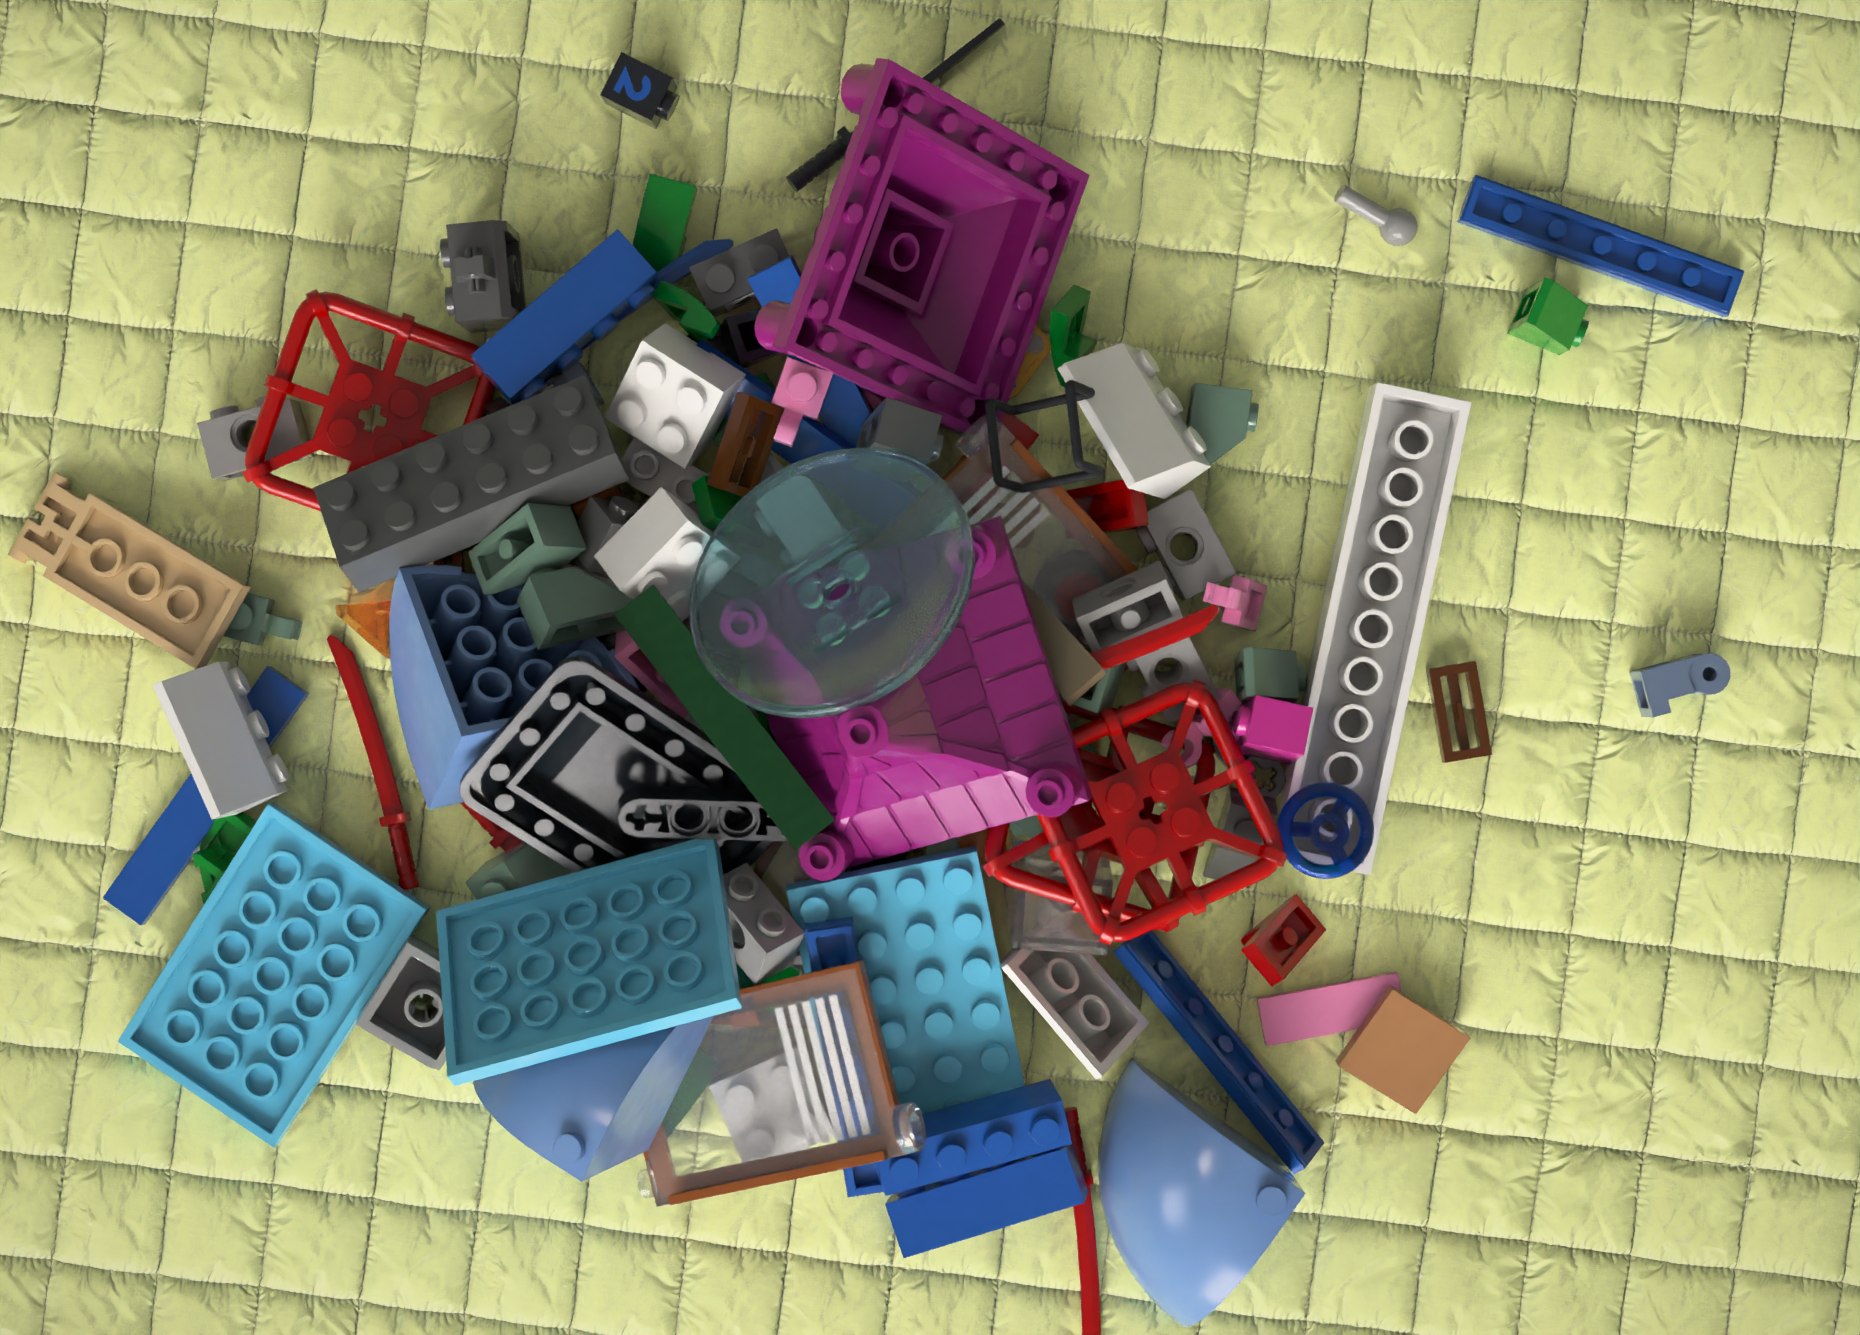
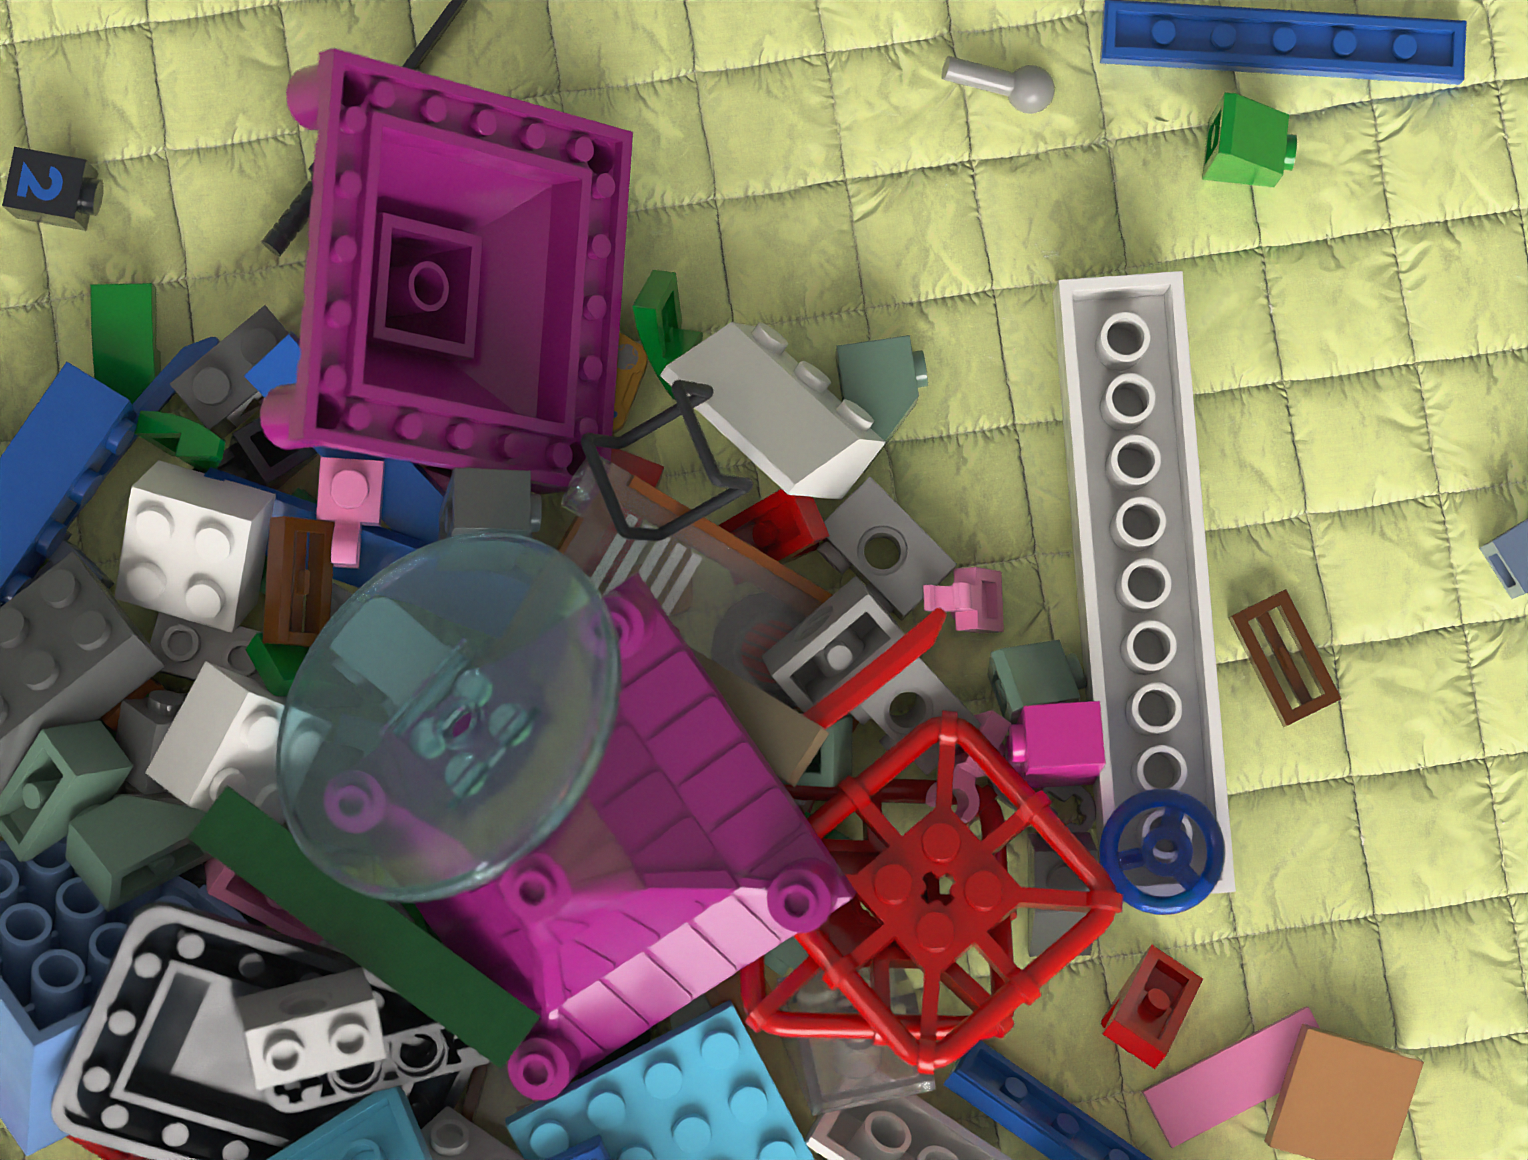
camera: 15 degrees left, 5 degrees down
(665, 780) = (310, 1028): none -> light grey brick

